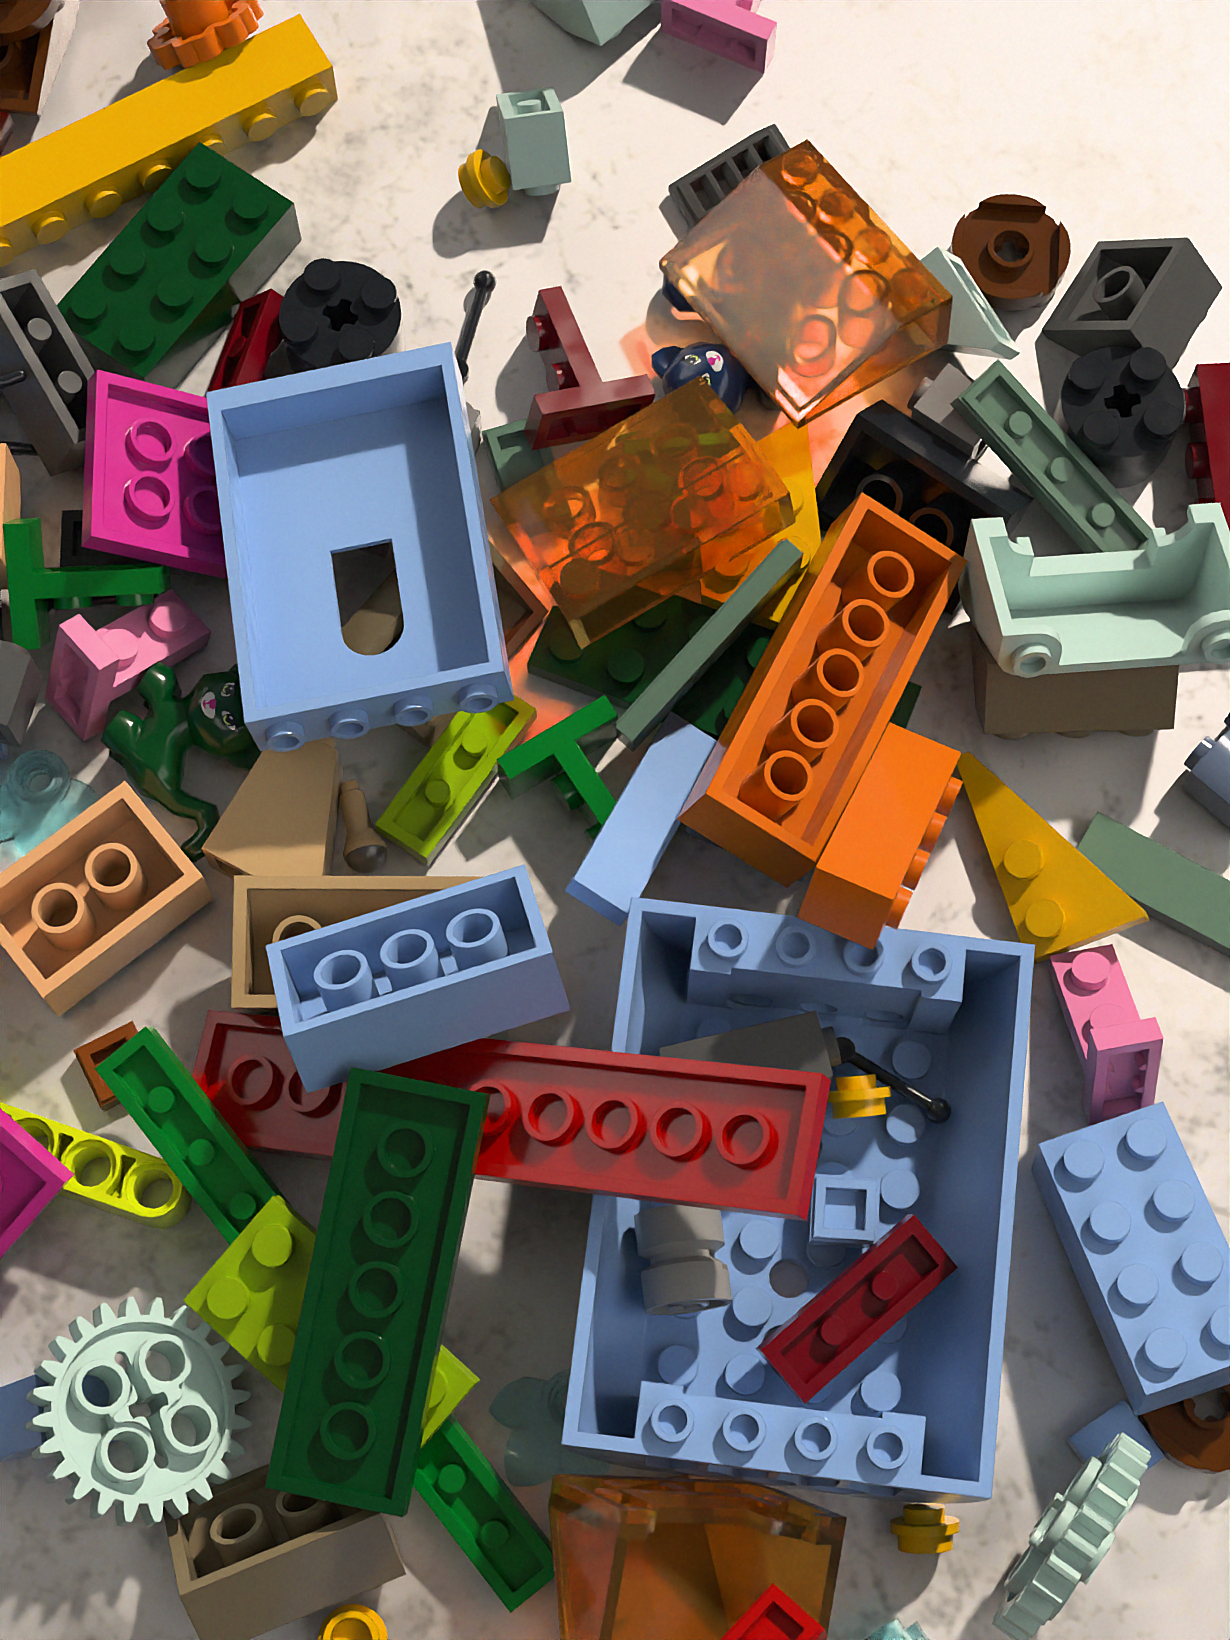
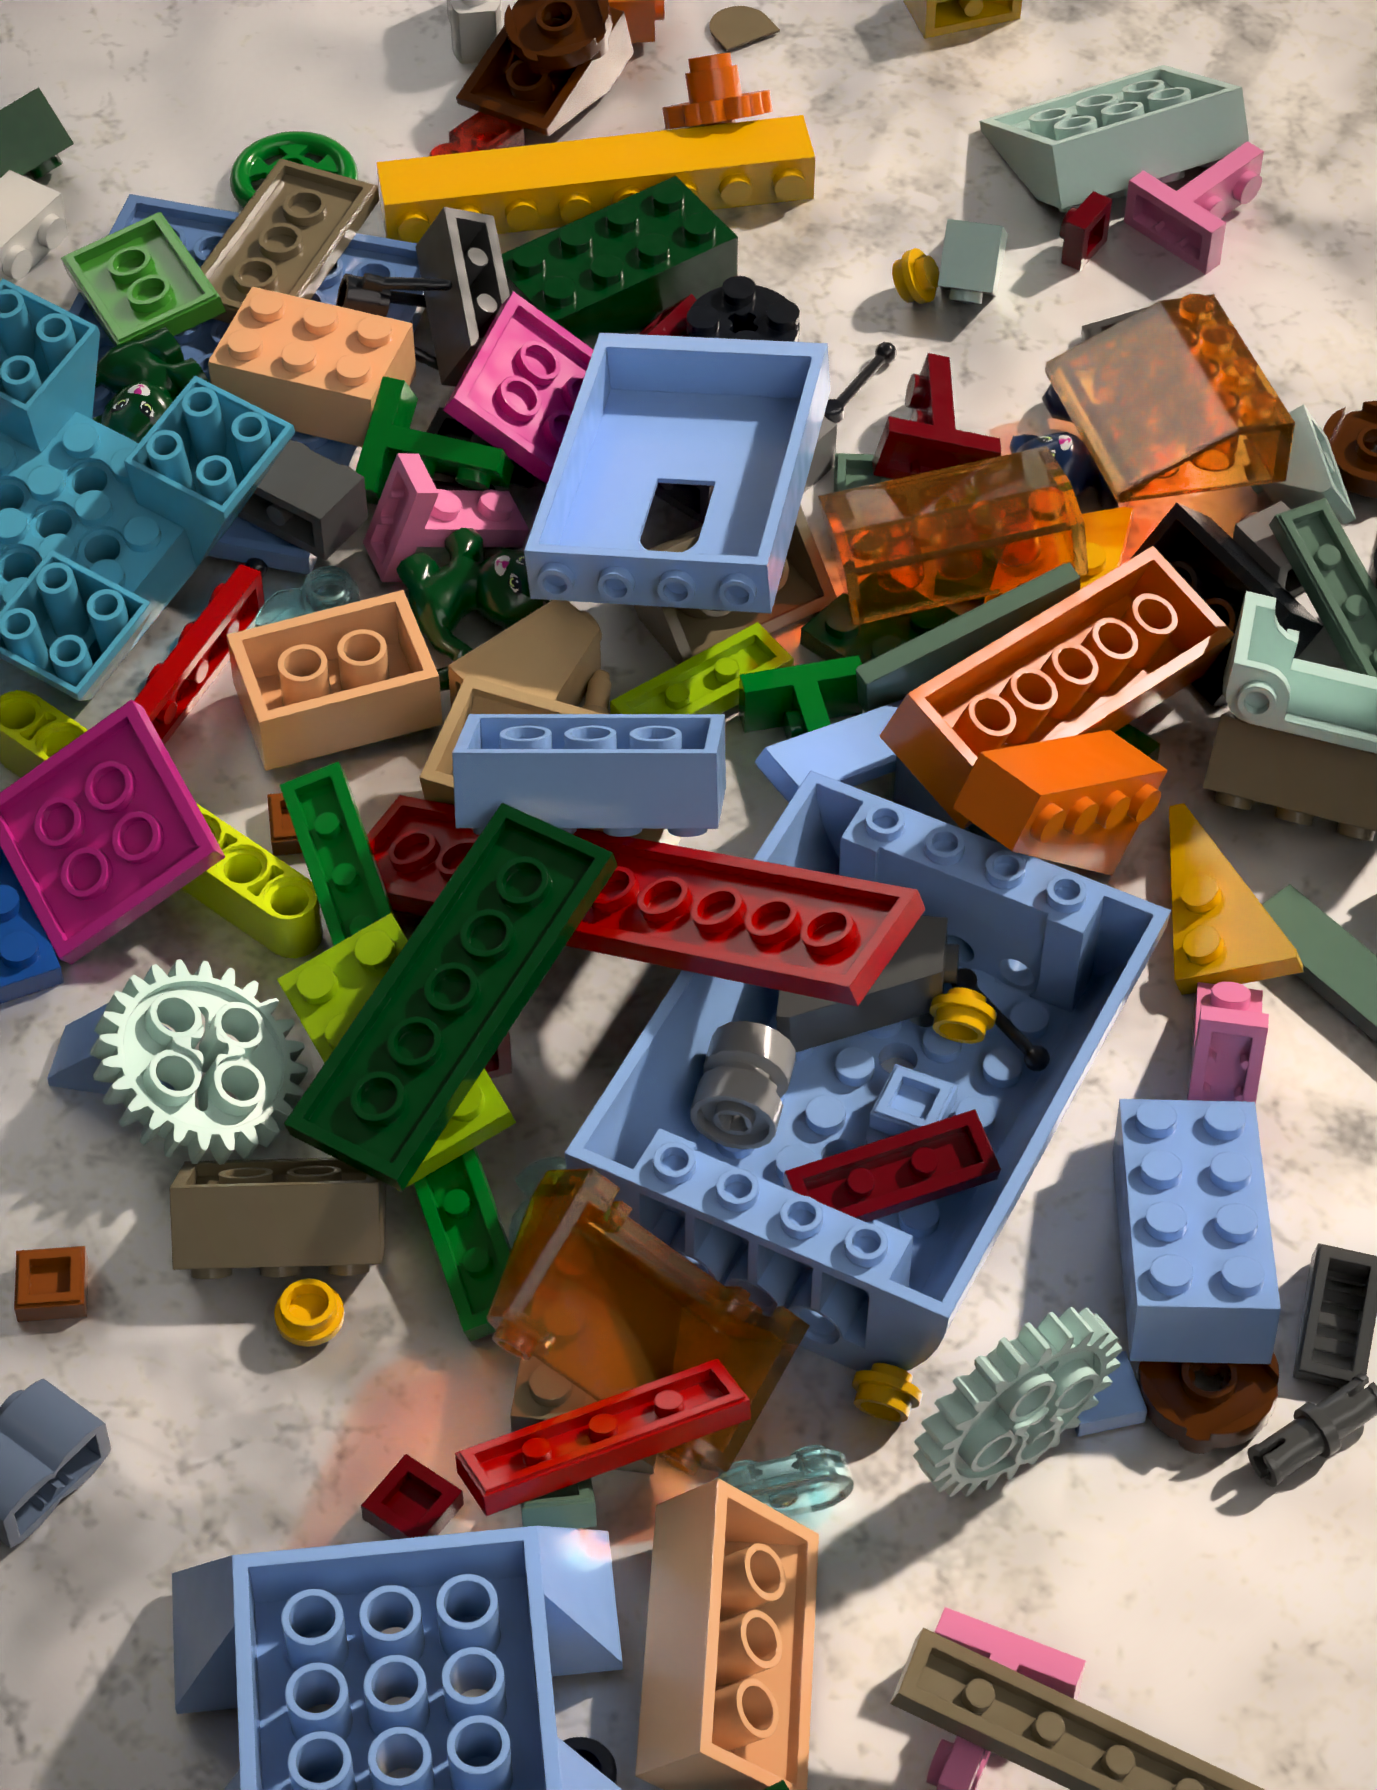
camera: 20 degrees right, 20 degrees down
(632, 64) = (1085, 230): none -> dark red plate

